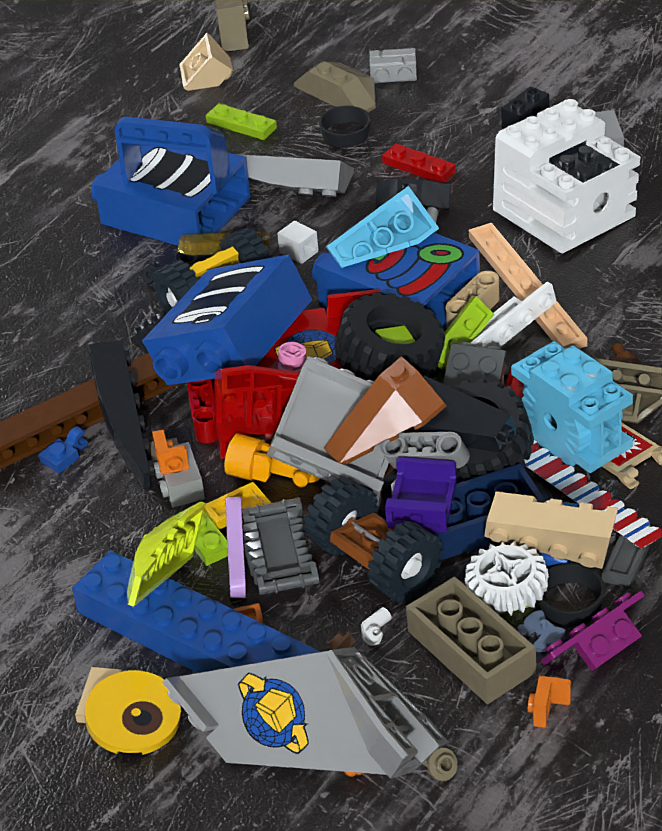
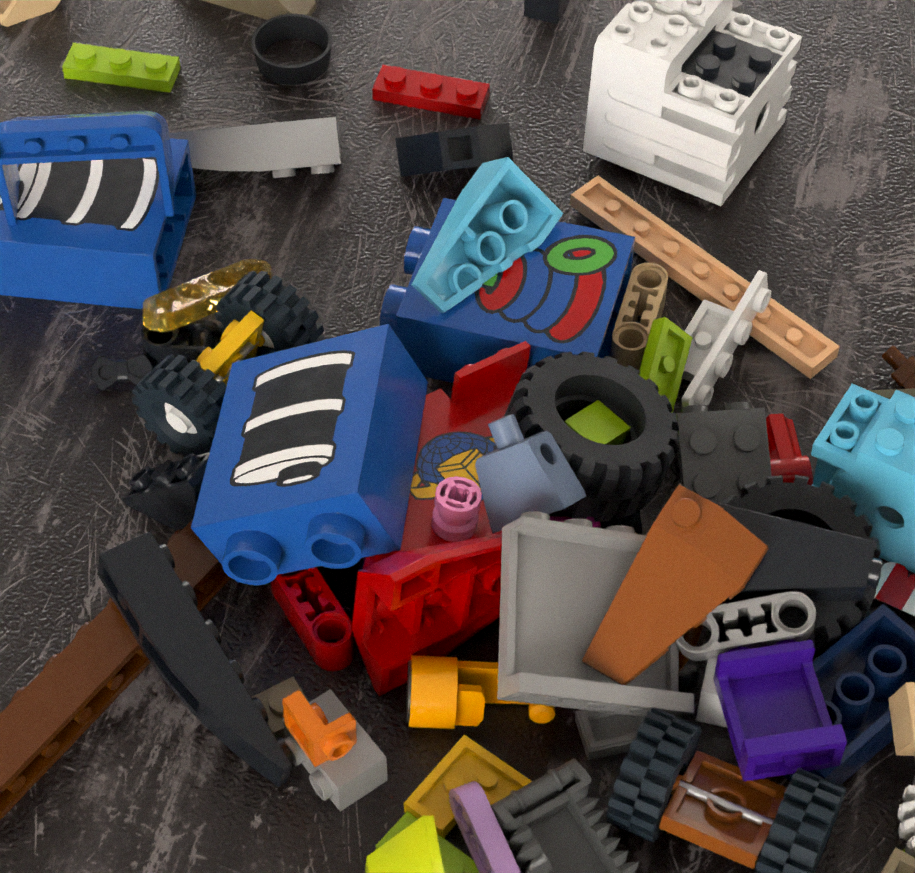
camera: 25 degrees left, 10 degrees up
(63, 454) = (109, 755): blue plate -> none
(298, 241) = (317, 266): white brick -> none
(333, 342) = (524, 475): none -> sand blue torso

